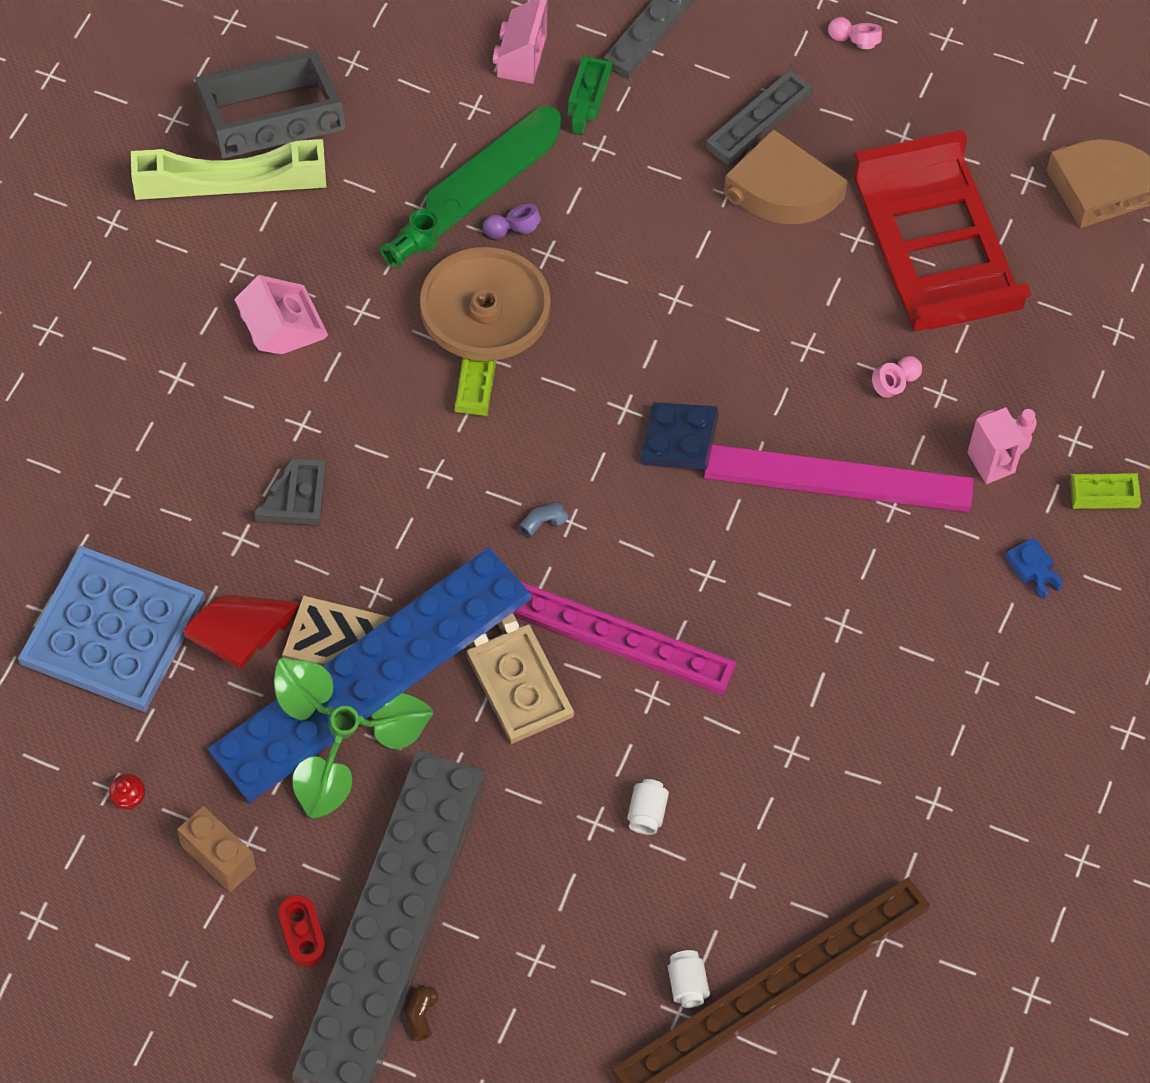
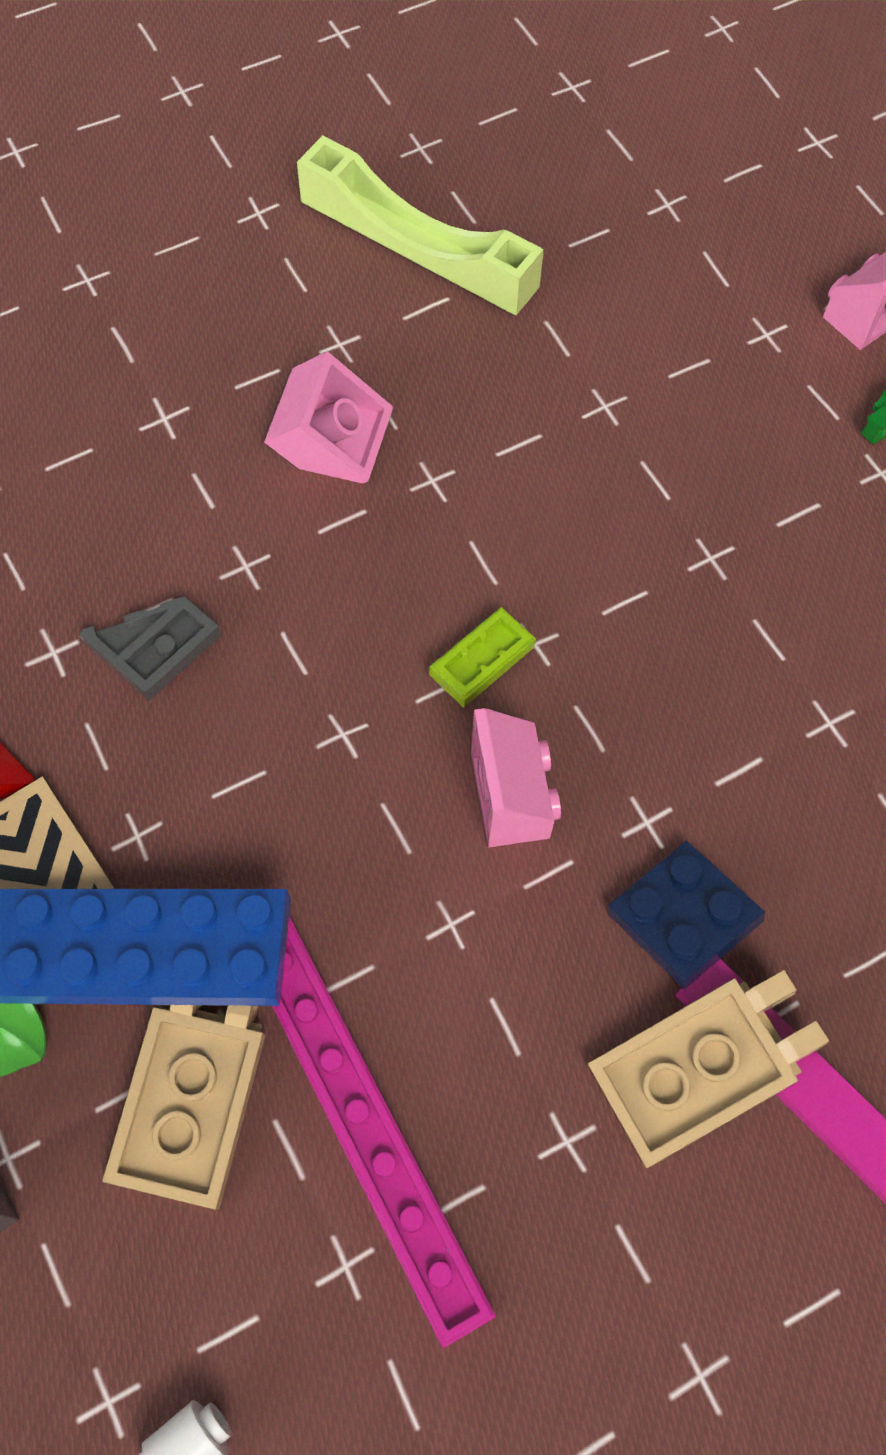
camera: 40 degrees right, 5 degrees up
(267, 79) = (512, 204): dark grey window -> none
(475, 183) = (689, 418): green piece -> none
(485, 303) = (574, 566): medium nougat dish -> none
(520, 219) = (709, 493): medium lavender plate -> none
(542, 514) = (418, 888): sand blue arm -> none
(545, 432) = (512, 779): none -> bright pink slope
(742, 495) = (703, 1066): none -> tan tile

